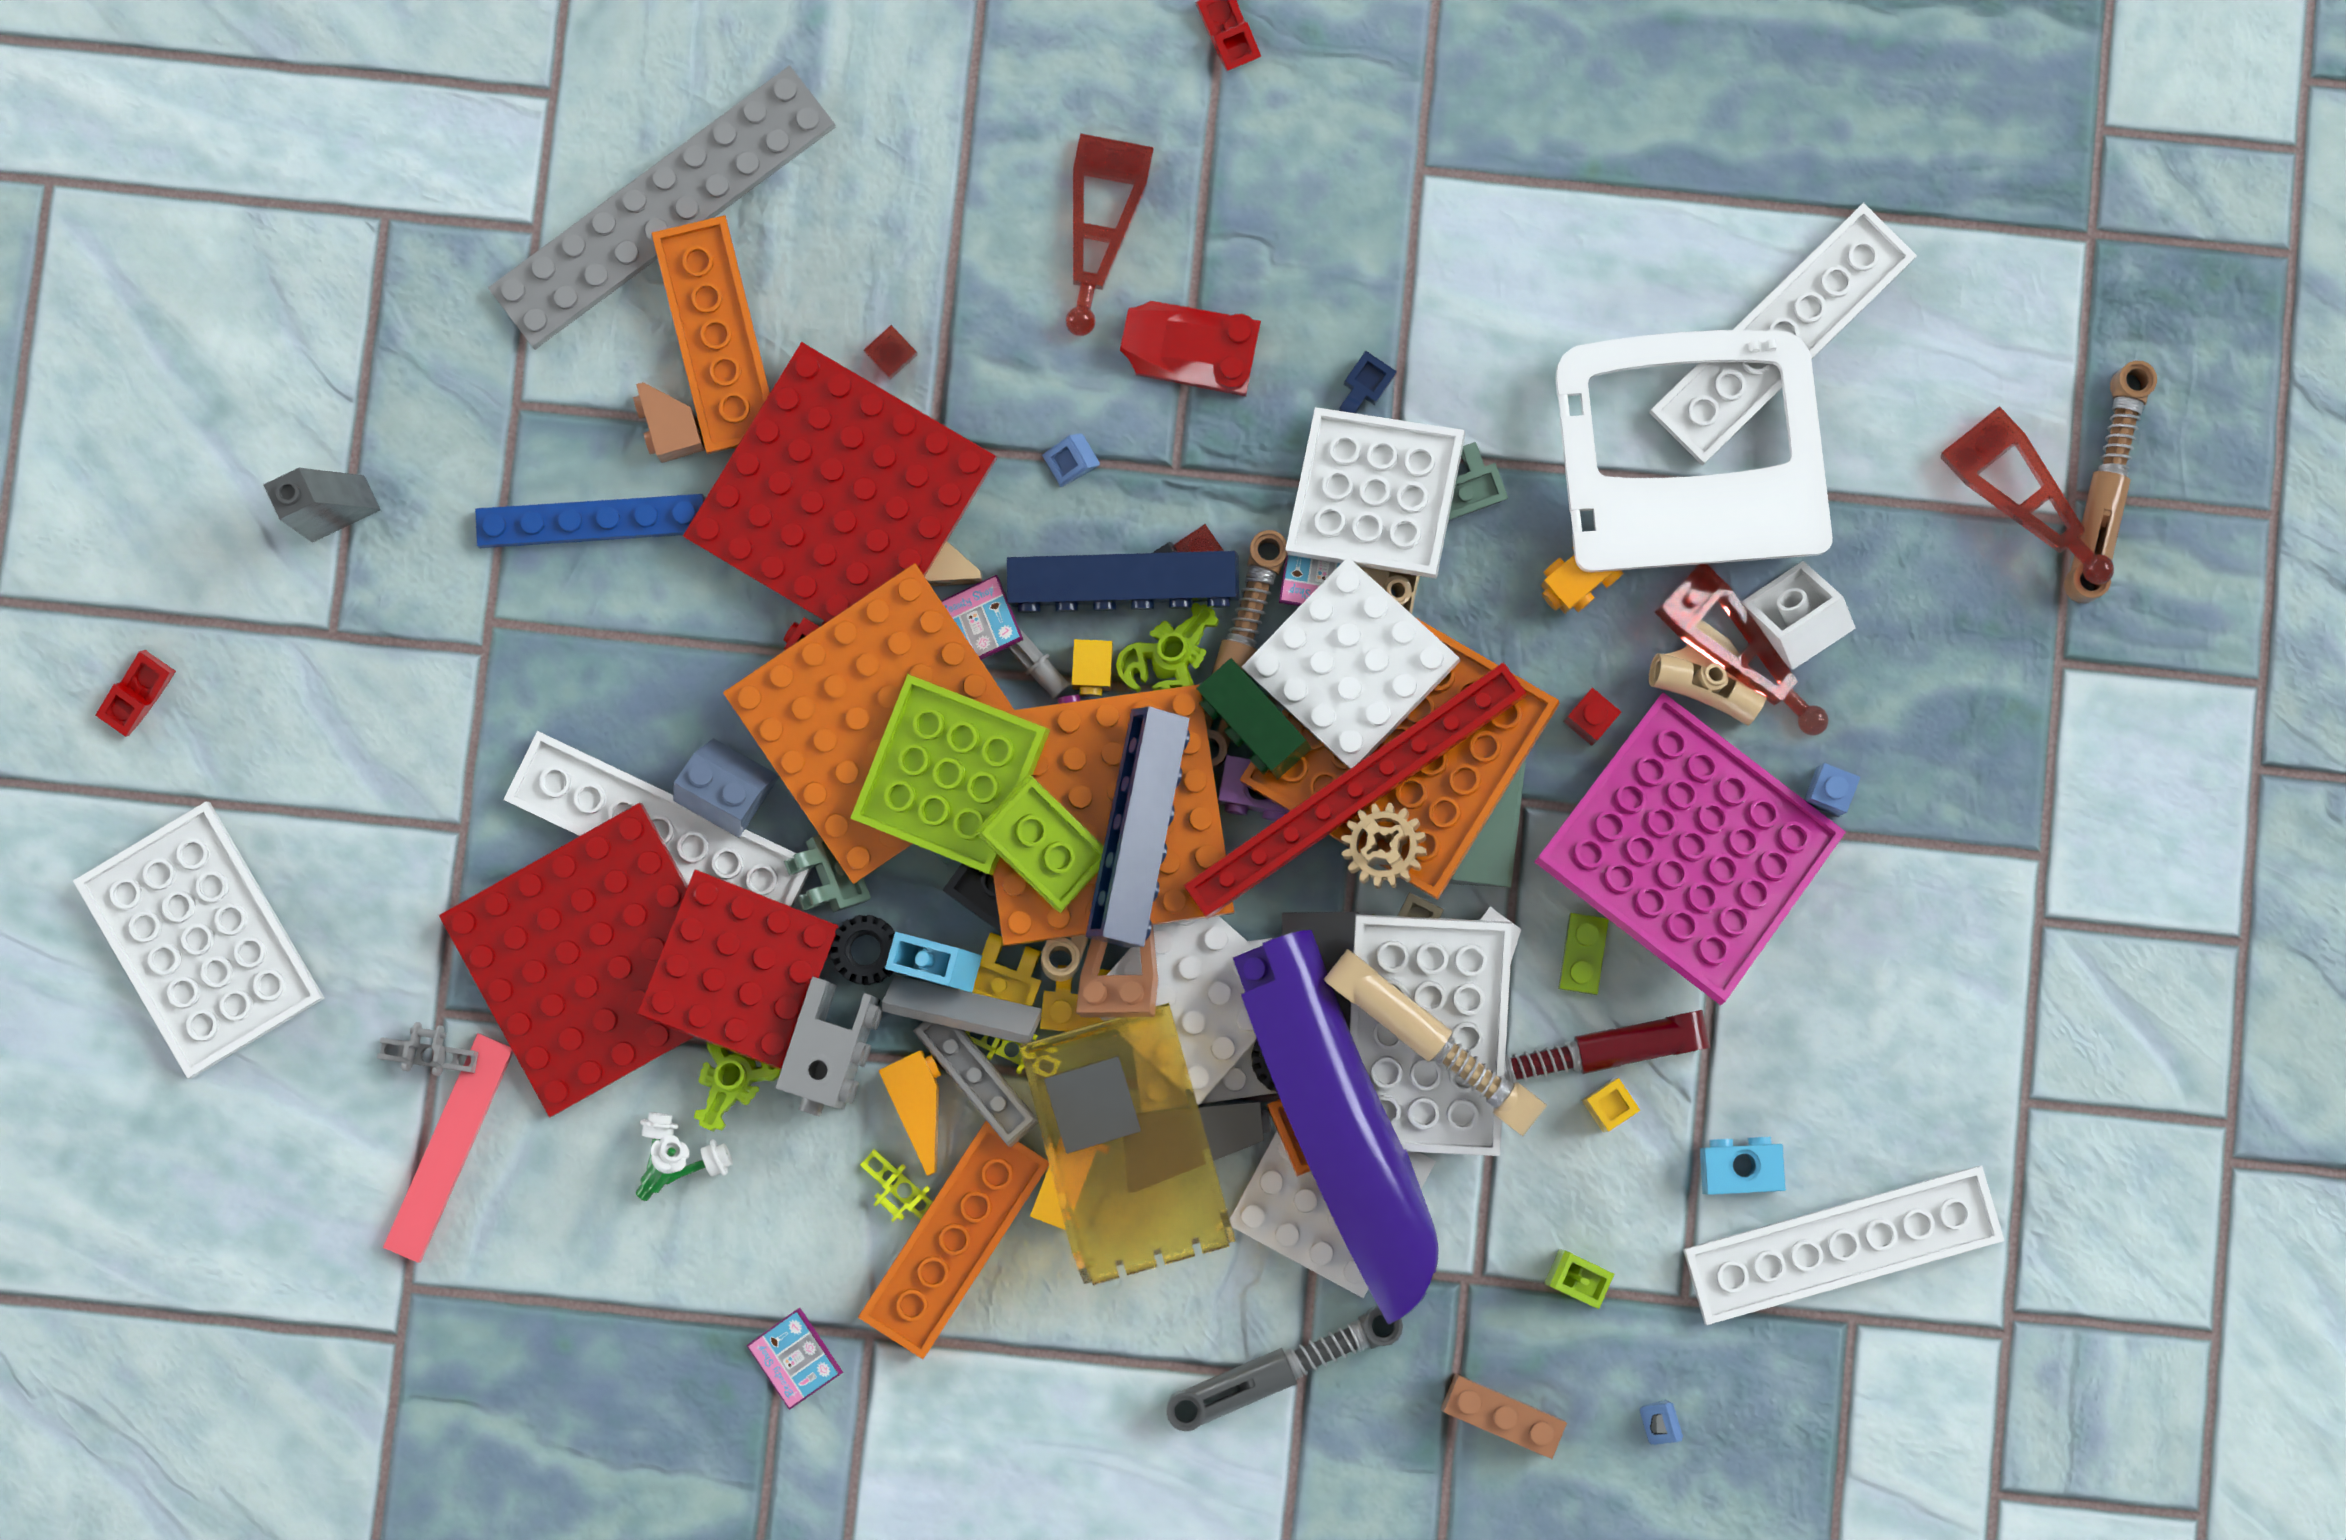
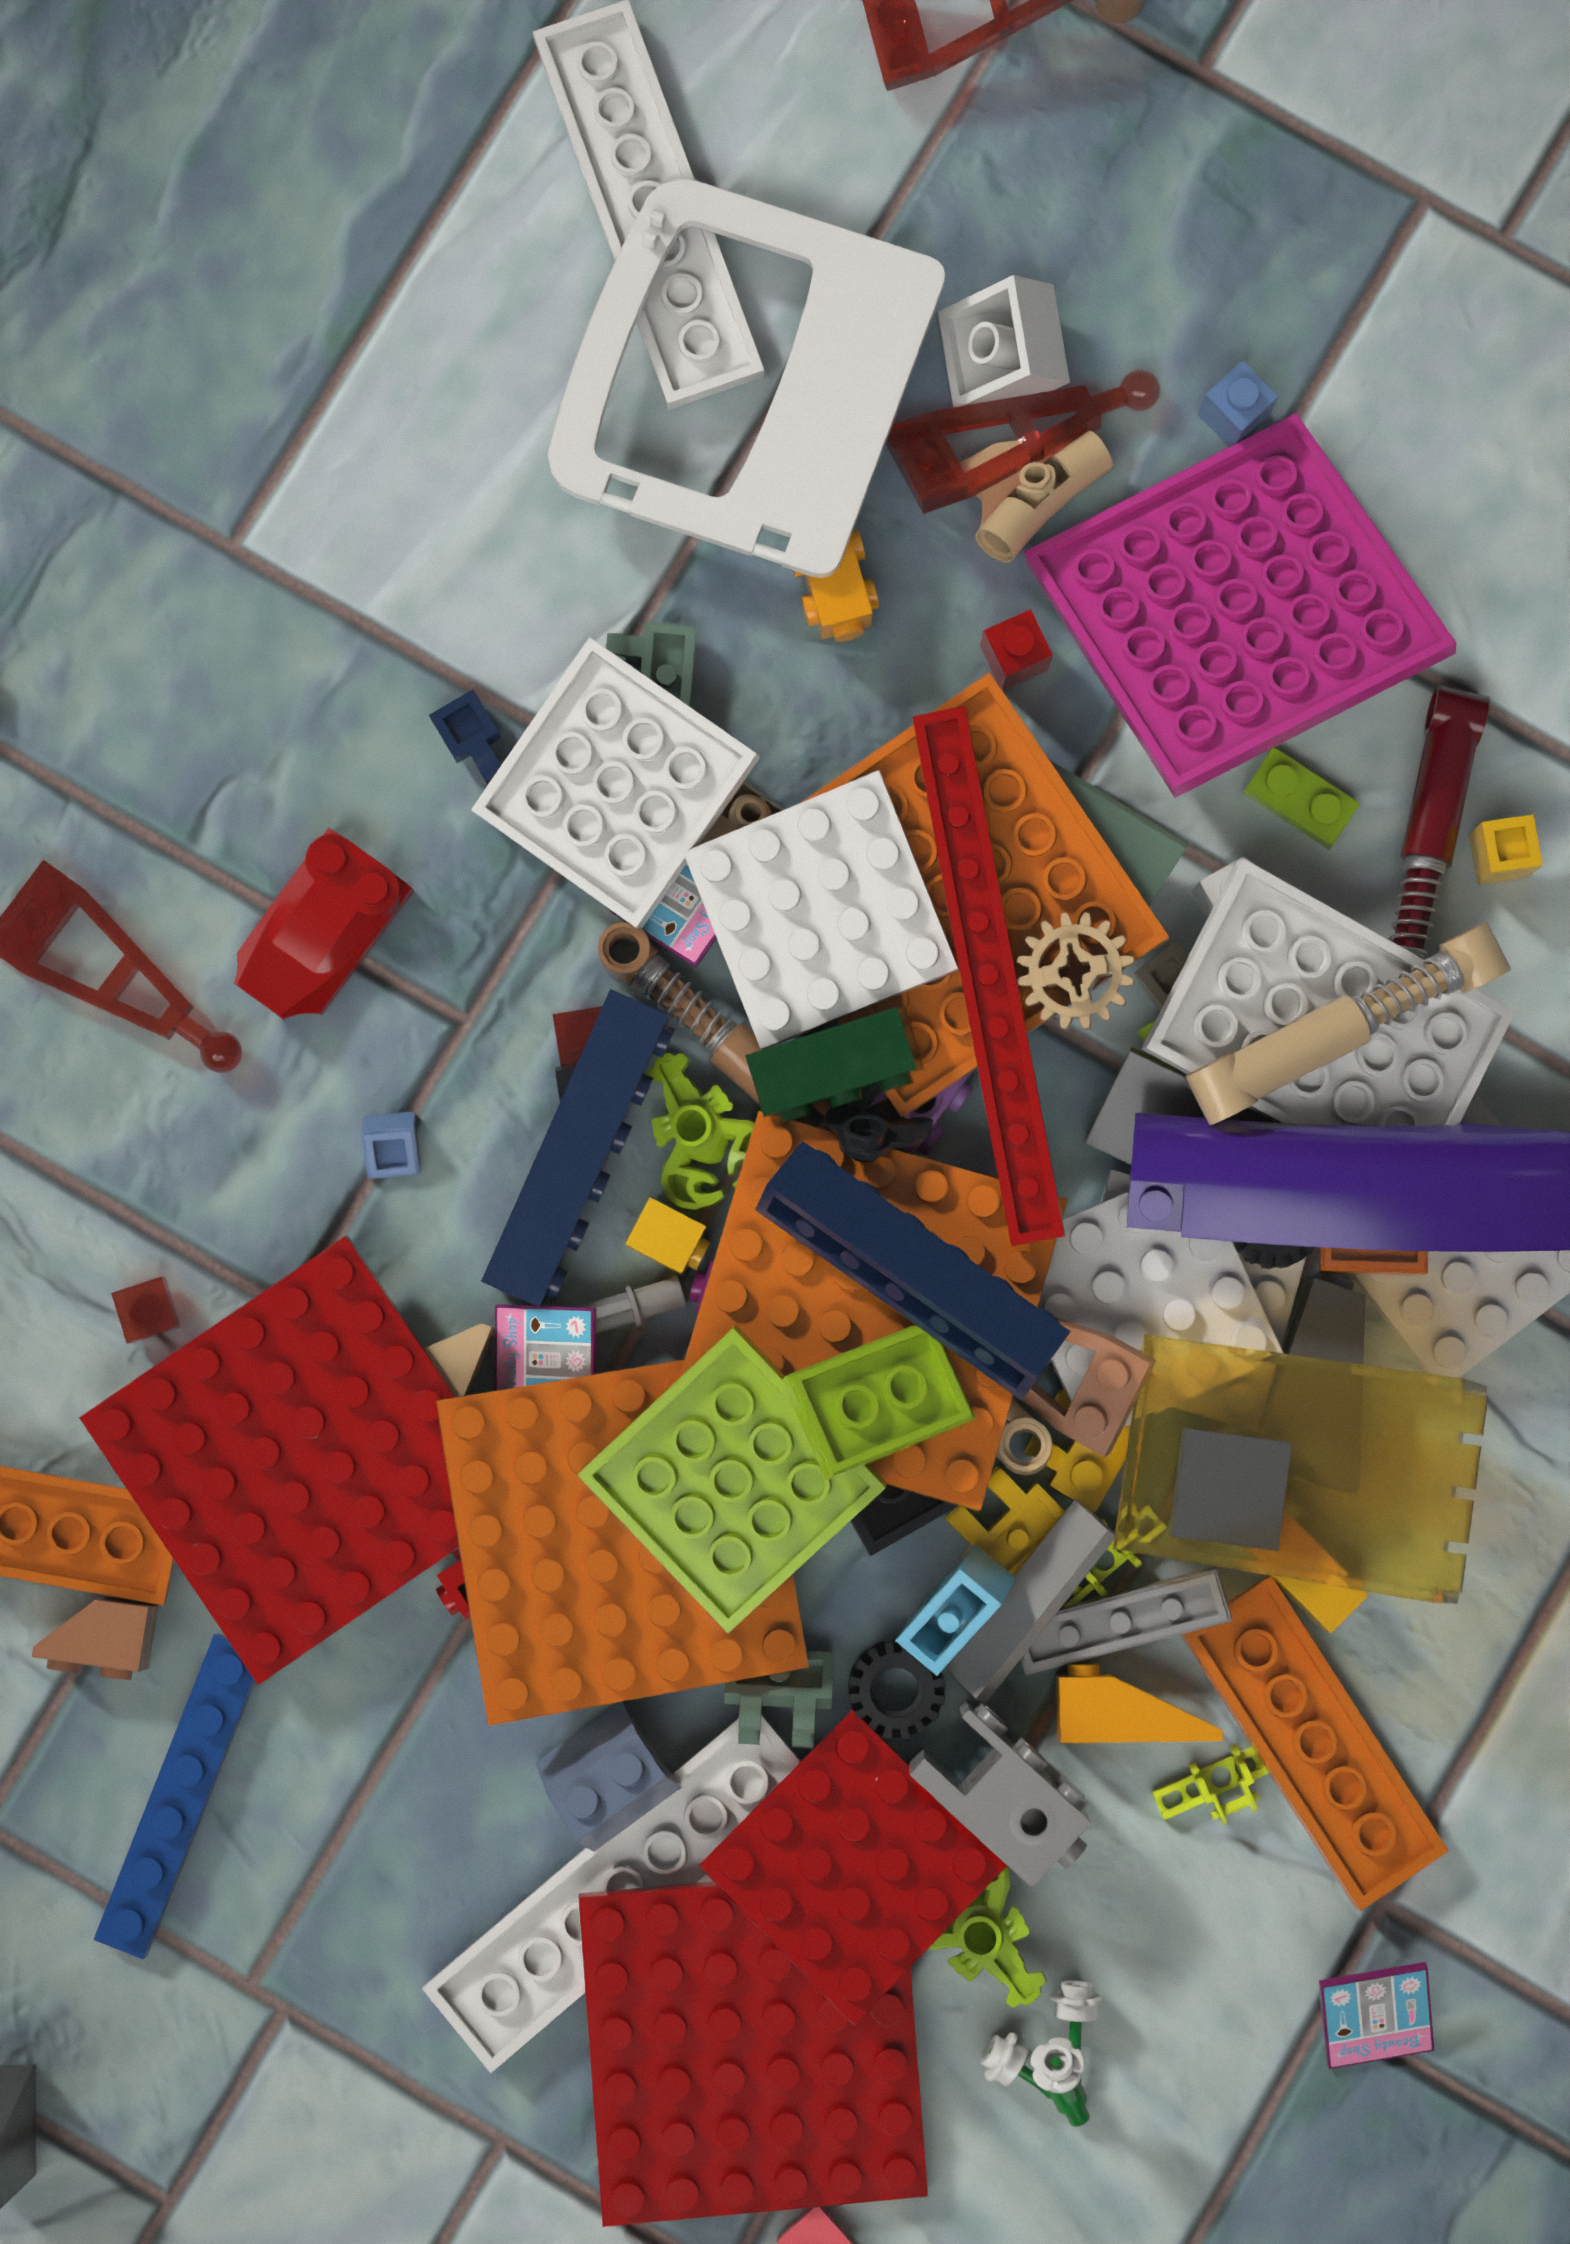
camera: 65 degrees left, 0 degrees up
(1219, 764) = (875, 1130): none -> black plate

